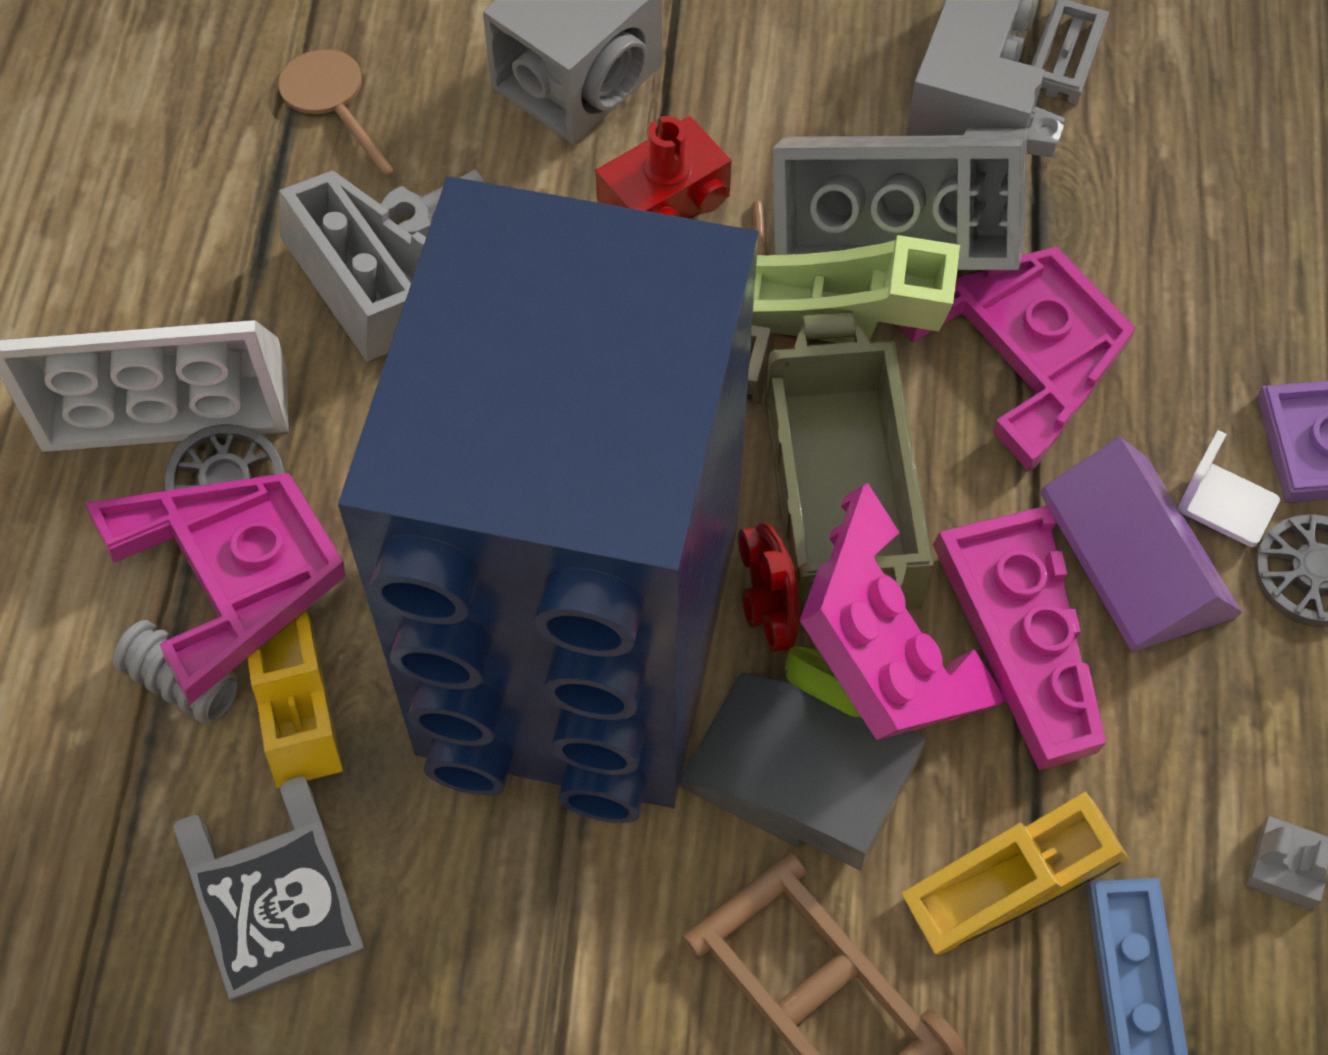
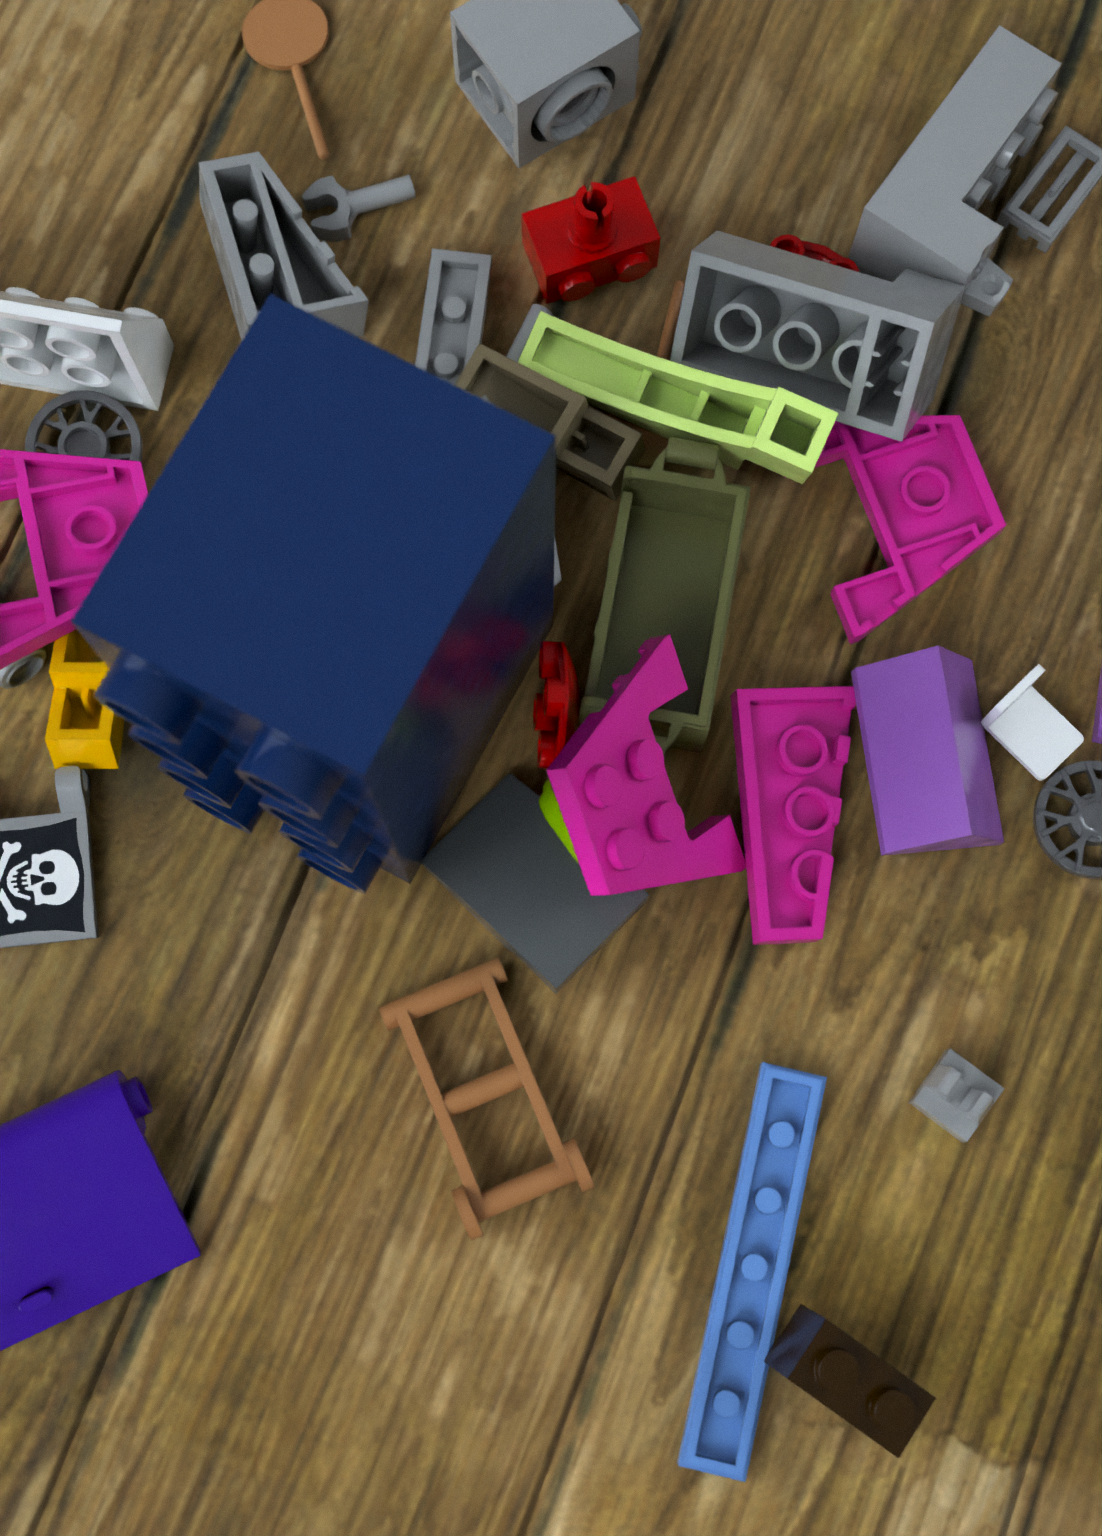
camera: 15 degrees right, 15 degrees up
(1015, 874) = (696, 1037): yellow slope -> none

